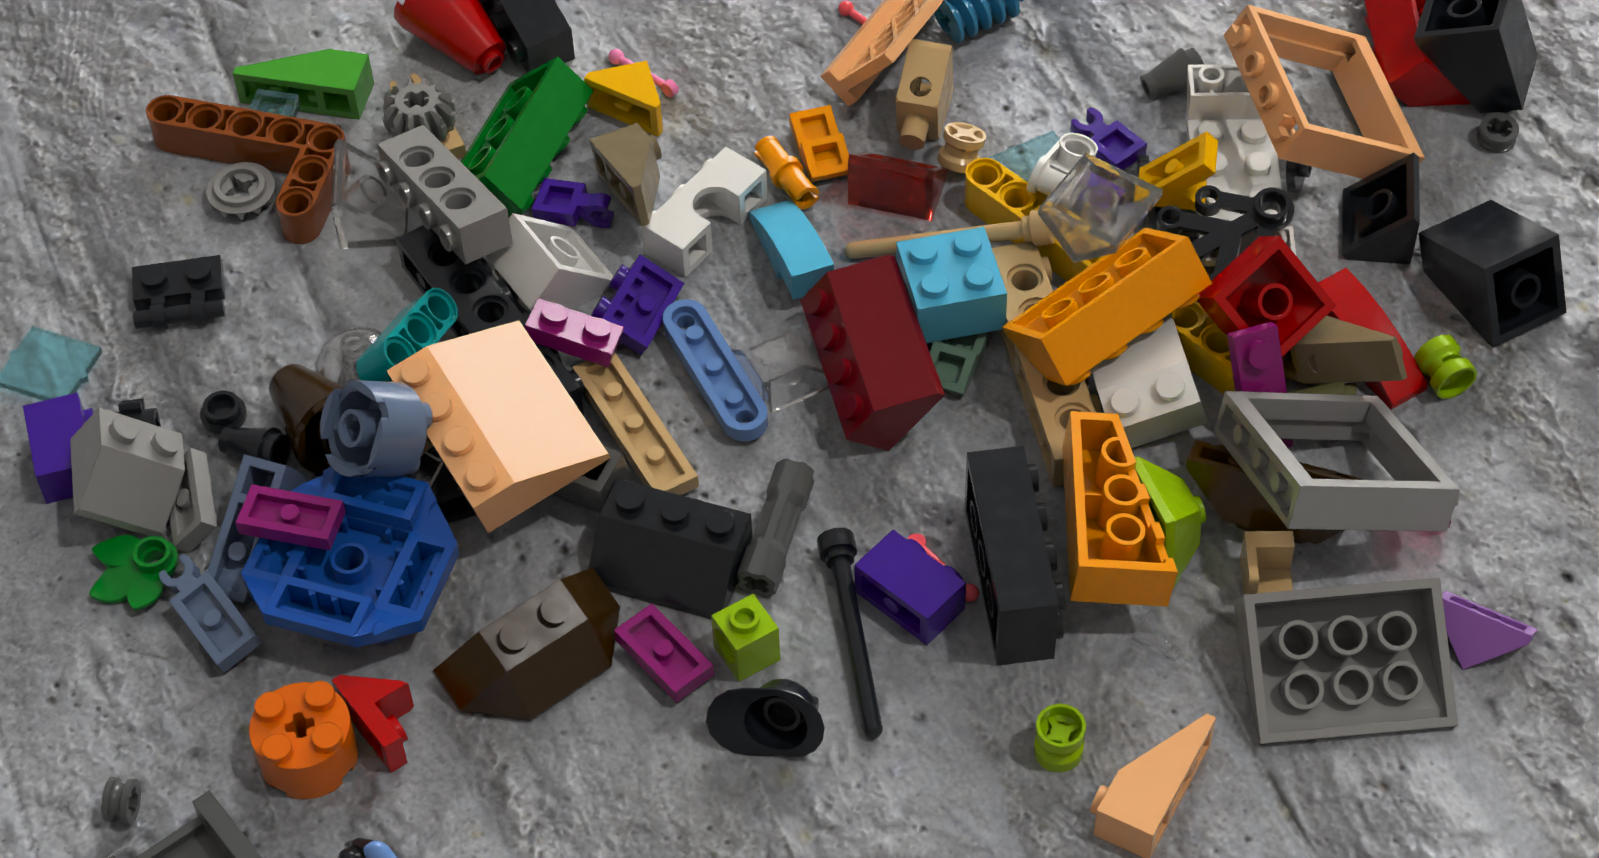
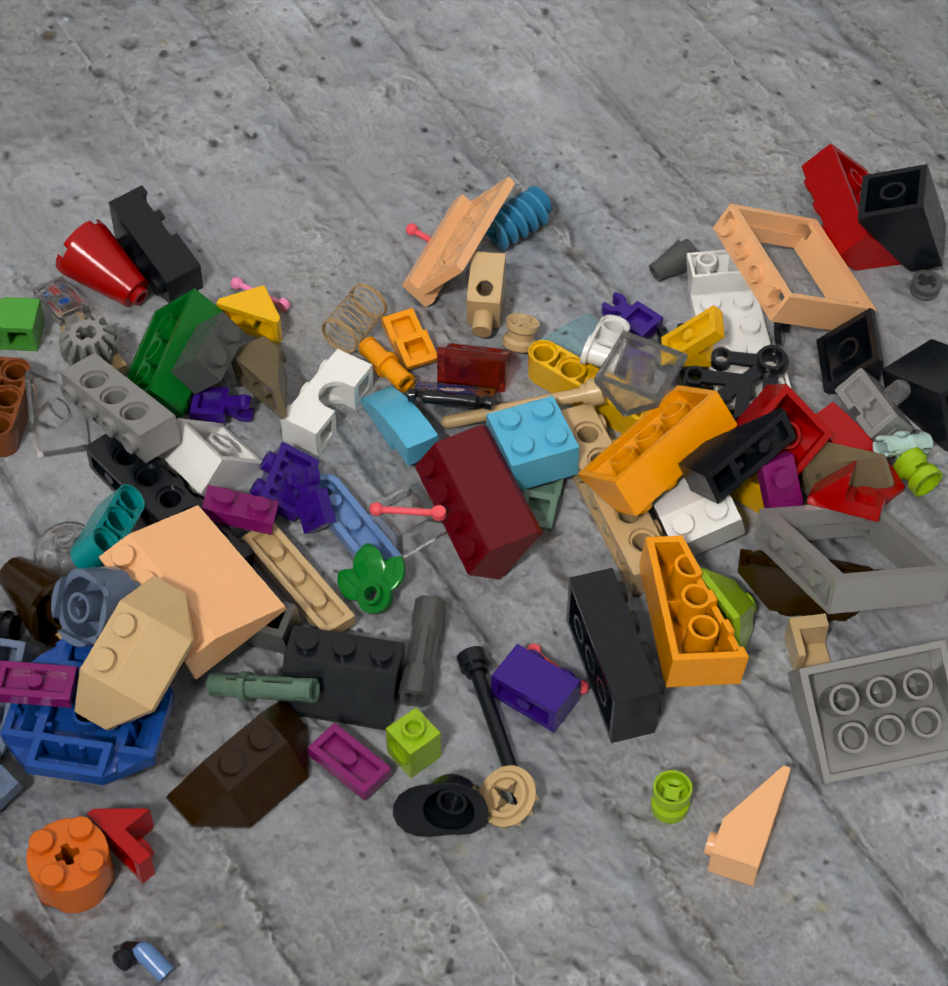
camera: 10 degrees left, 0 degrees up
(396, 59) = (61, 300): none -> clear tile
(412, 492) = (135, 655): none -> tan wedge
(554, 549) = (249, 686): none -> sand green pin
(563, 137) = (208, 353): none -> dark grey brick
(668, 335) = (314, 505): none -> dark purple plate
(726, 428) = (370, 574): none -> green plate
(741, 121) = (340, 322): none -> tan piece
(817, 358) = (437, 512): none -> coral hinge
(858, 695) = (509, 779): none -> tan gear
(862, 216) = (452, 394): none -> black piece
(1203, 319) = (736, 455): none -> black slope
(1332, 384) = (838, 495): none -> red slope
(1404, 280) = (875, 406): none -> light grey piece
(1429, 325) = (901, 442): none -> light aqua pin

